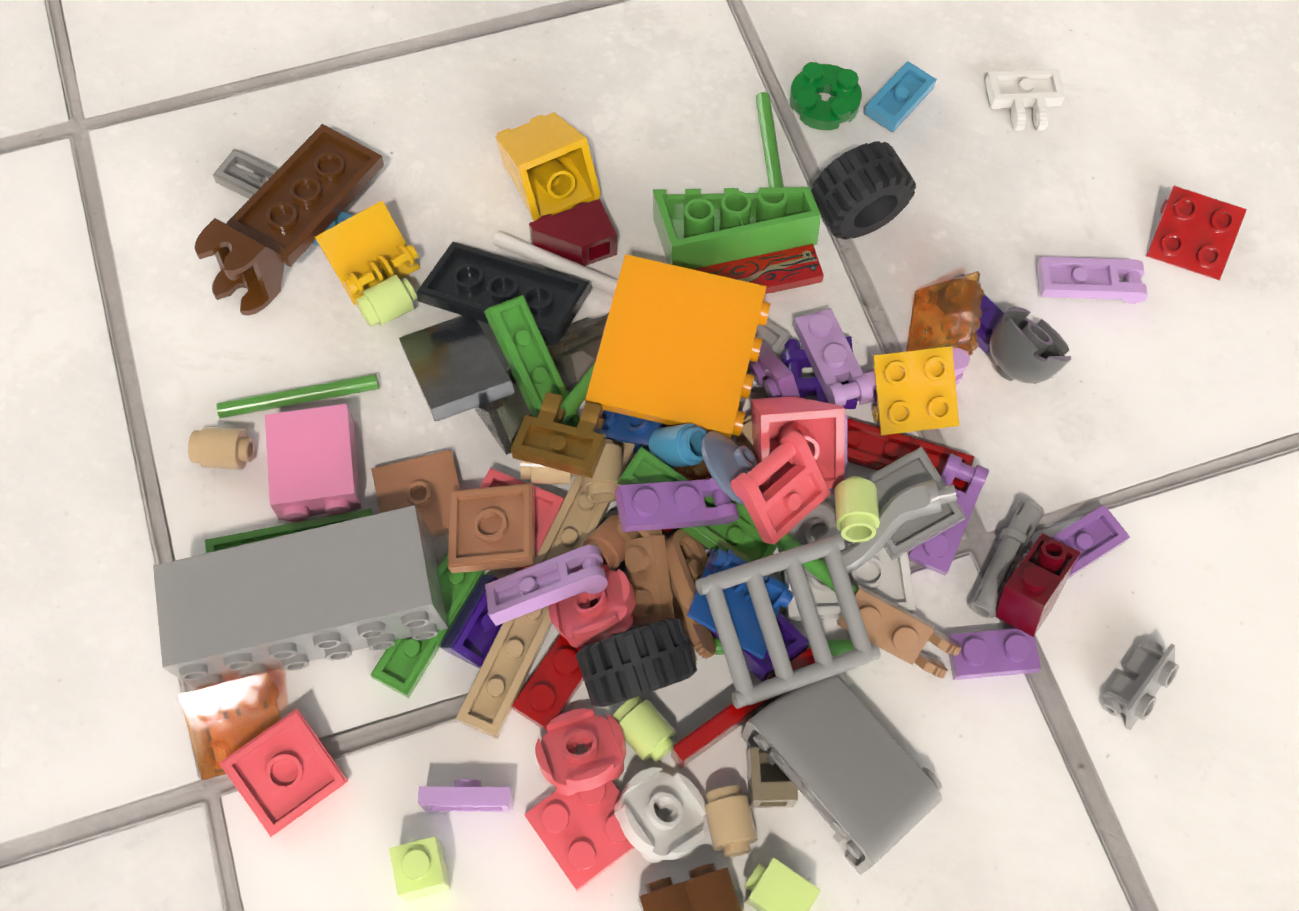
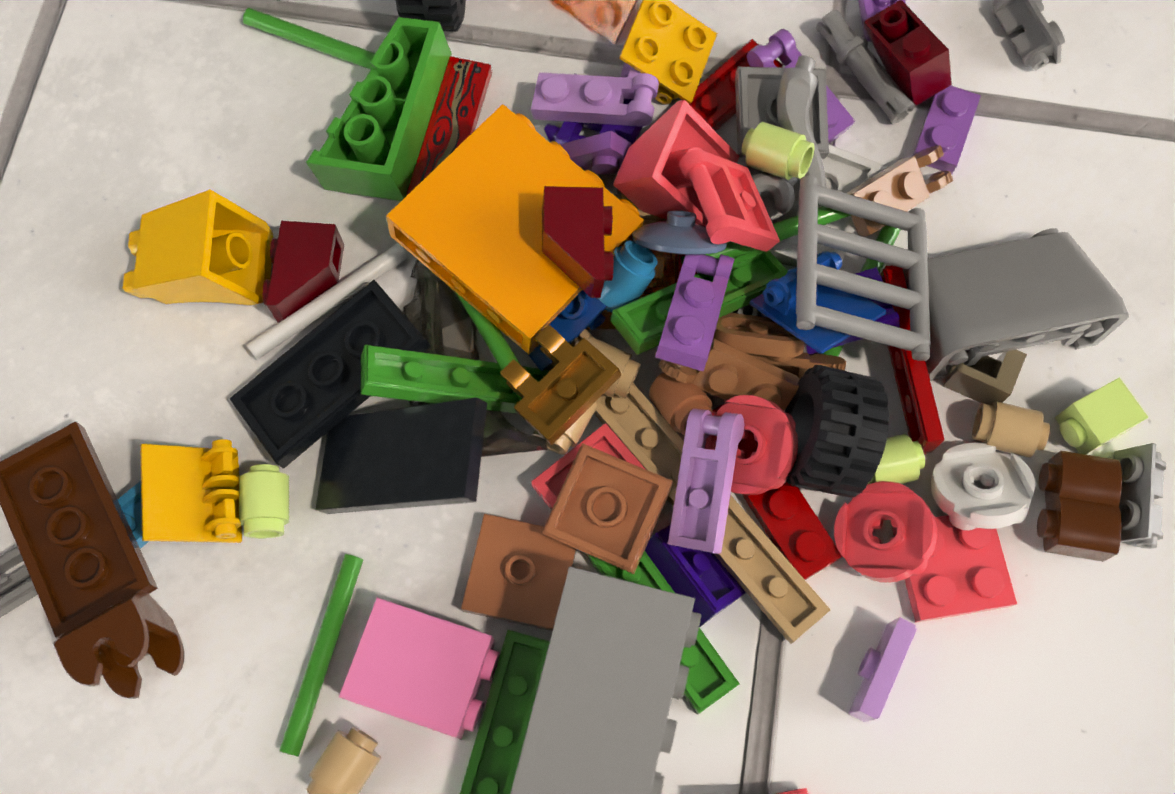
camera: 60 degrees left, 5 degrees up
(419, 868) = (938, 749): yellowish green brick -> none
(682, 384) = (574, 235): none -> dark red slope

